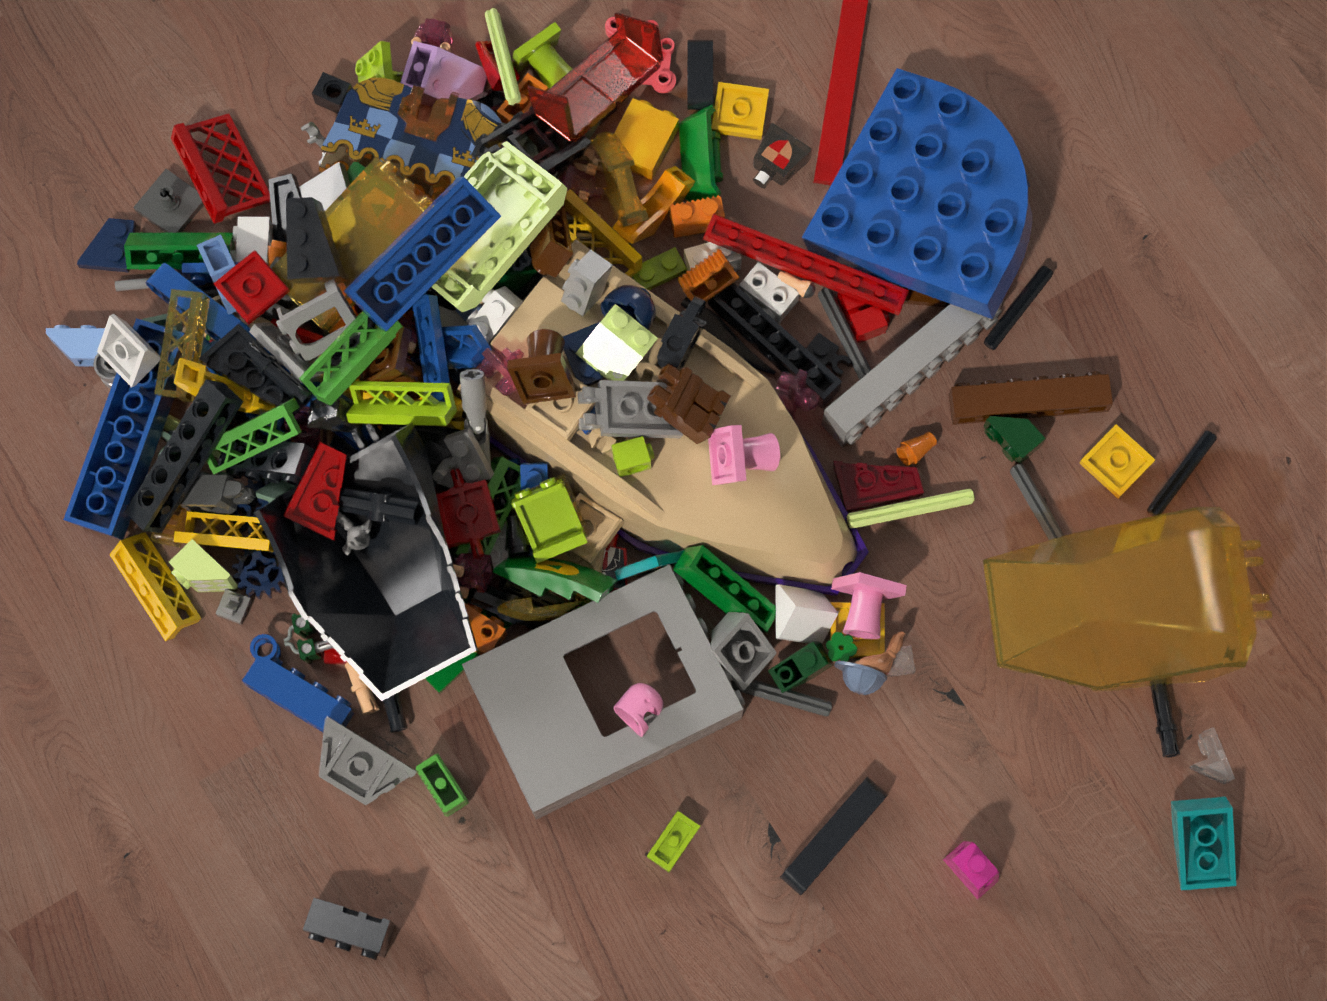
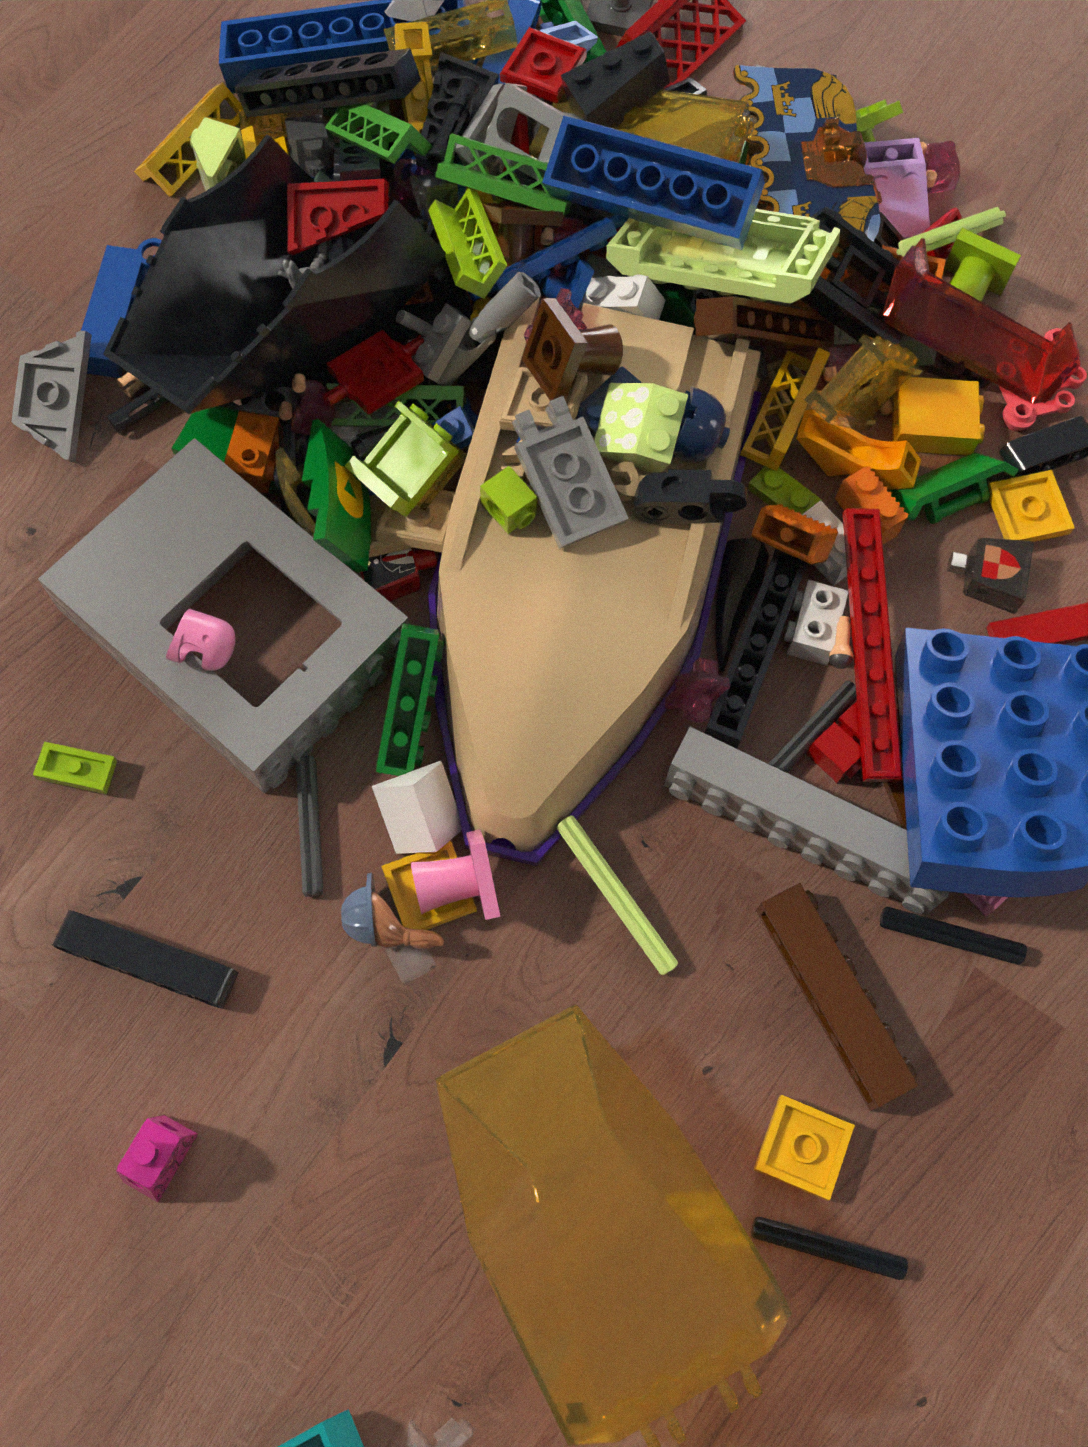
camera: 65 degrees right, 5 degrees down
(441, 785) = (55, 485): bright green brick -> none
(586, 282) = (703, 360): light grey brick -> none
(648, 565) = (400, 597): teal tile -> none
(688, 403) = (603, 531): reddish brown hips -> none
(733, 455) = (567, 623): bright pink plant -> none
(741, 647) = (336, 745): light grey slope -> none
(801, 666) = (352, 835): dark green slope -> none
(826, 352) = (774, 718): black plate -> none
(838, 640) = (383, 868): green plant -> none
(873, 485) = (628, 839): dark red wing -> none
(914, 449) = (701, 873): orange cone -> none
(1015, 435) = (775, 996): dark green slope -> none
(1036, 502) = (698, 1058): dark grey axle -> none
(1165, 721) = (462, 1357): black pin -> none

